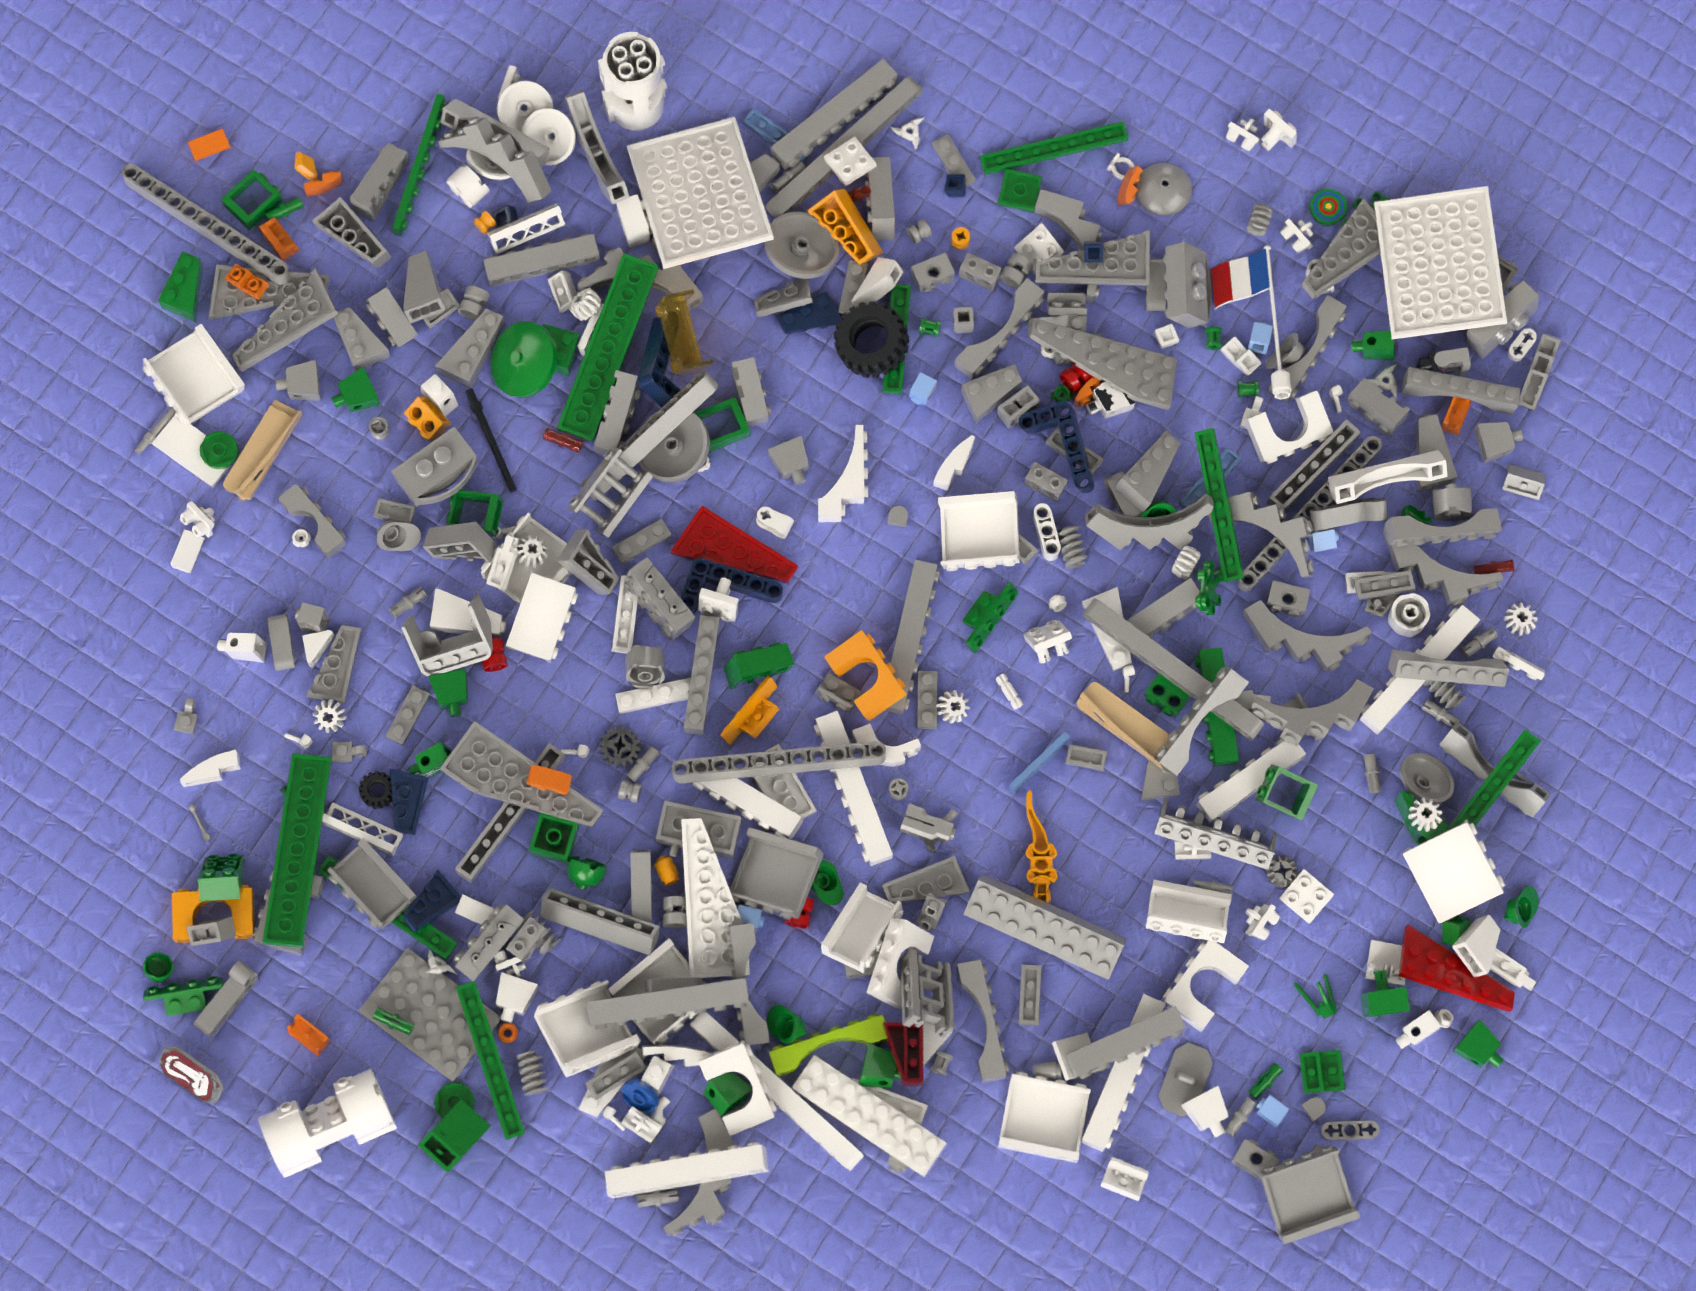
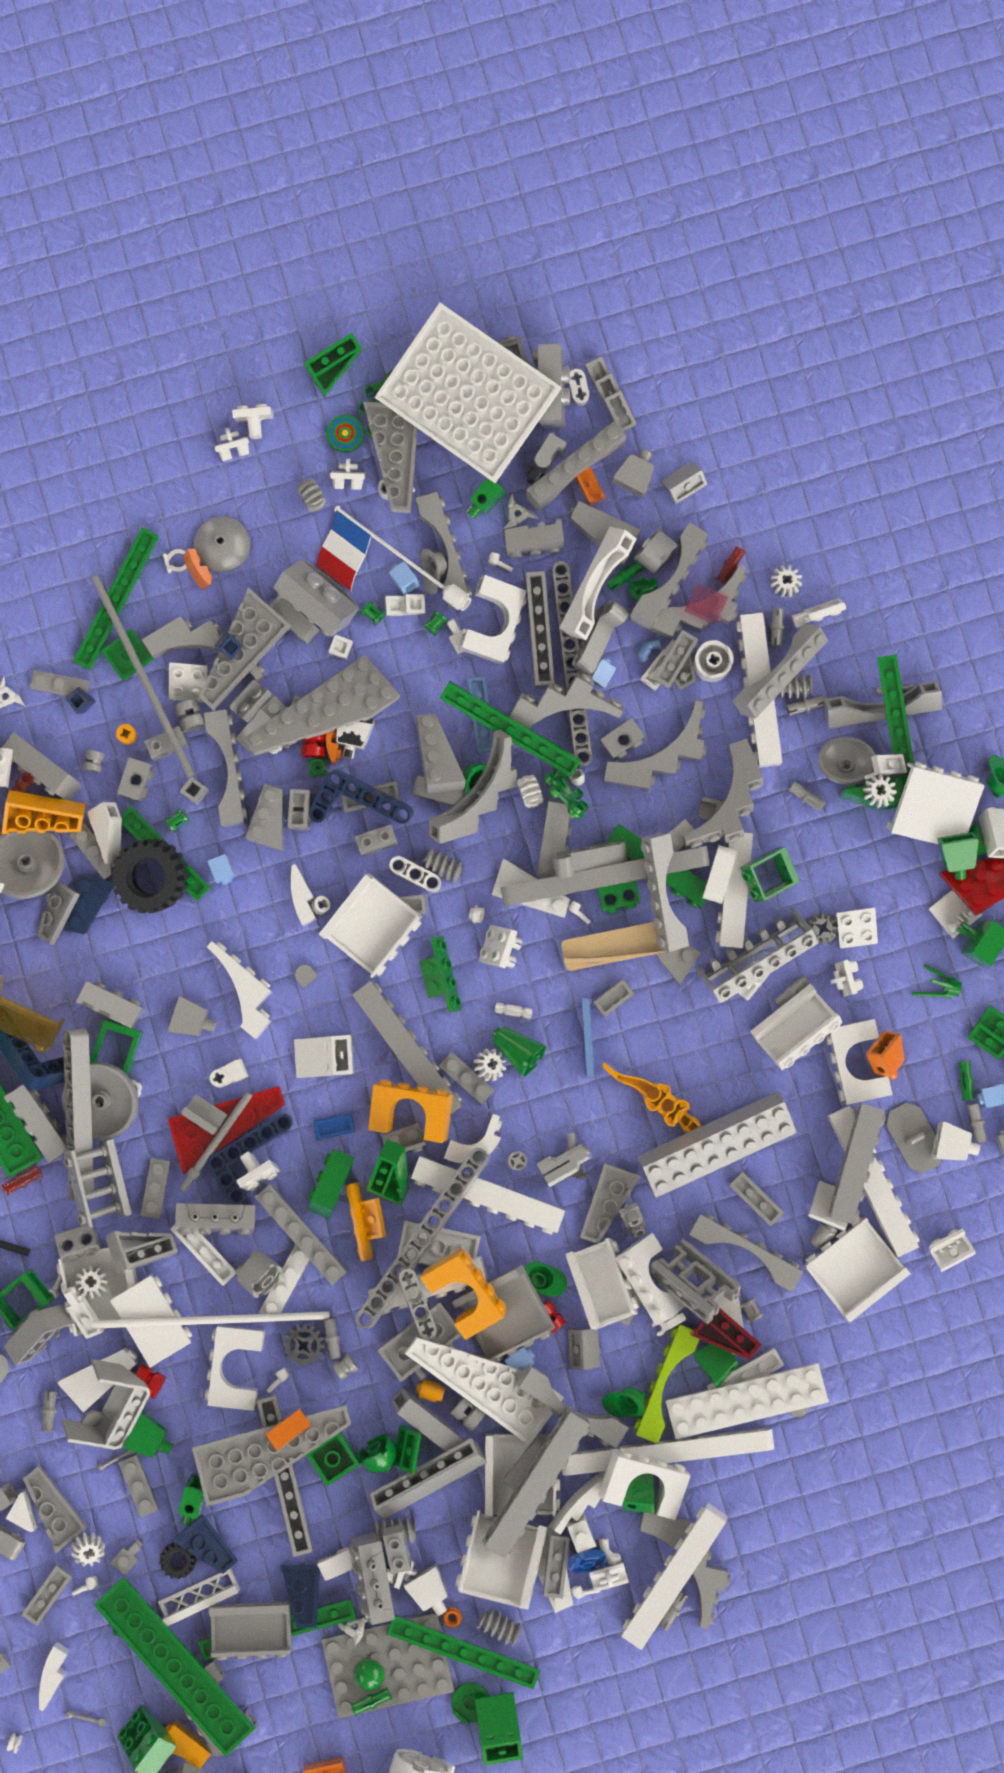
camera: 45 degrees left, 10 degrees up
(137, 784) = (14, 1743): none -> white bush
(269, 716) = (47, 1595): none -> light grey plate
(412, 1003) = (369, 1674): none -> green hair
(428, 688) = (101, 1466): none -> light grey hinge
(554, 513) = (77, 1237): none -> light grey brick
(571, 687) = (221, 1392): none -> white arch
(580, 660) = (210, 1319): none -> white piece
(608, 887) = (407, 1448): none -> green slope
(678, 557) = (194, 1172): none -> light grey bar
(724, 795) = (415, 1303): none -> light grey beam
(729, 528) = (204, 1114): none -> light grey panel
(771, 852) = (460, 1268): none -> light orange arch
(799, 960) = (583, 1349): none -> light grey panel
(803, 633) = (334, 1126): none -> blue tile
(806, 698) = (390, 1174): none -> green wedge
(850, 580) = (324, 1056): none -> white slope
(881, 1008) = (672, 1322): none -> white plate
(962, 477) = (326, 905): none -> white bush
(984, 719) = (519, 1049): none -> green cone
(1014, 212) = (143, 677): none -> light grey piece
(1175, 644) = (587, 858): none -> light grey beam
(1228, 590) = (577, 778): none -> white hinge
(1229, 999) = (886, 1054): none -> orange torso
(1252, 752) = (719, 874): none -> white beam
(1371, 153) = (332, 363): none -> green wedge
(1375, 559) = (646, 648): none -> medium blue arm
(1412, 497) = (624, 575): none -> green pin
(1433, 920) = (959, 853): none -> torso
(1447, 571) = (706, 604): none -> clear pink piece
(1451, 807) = (888, 766): none -> white panel

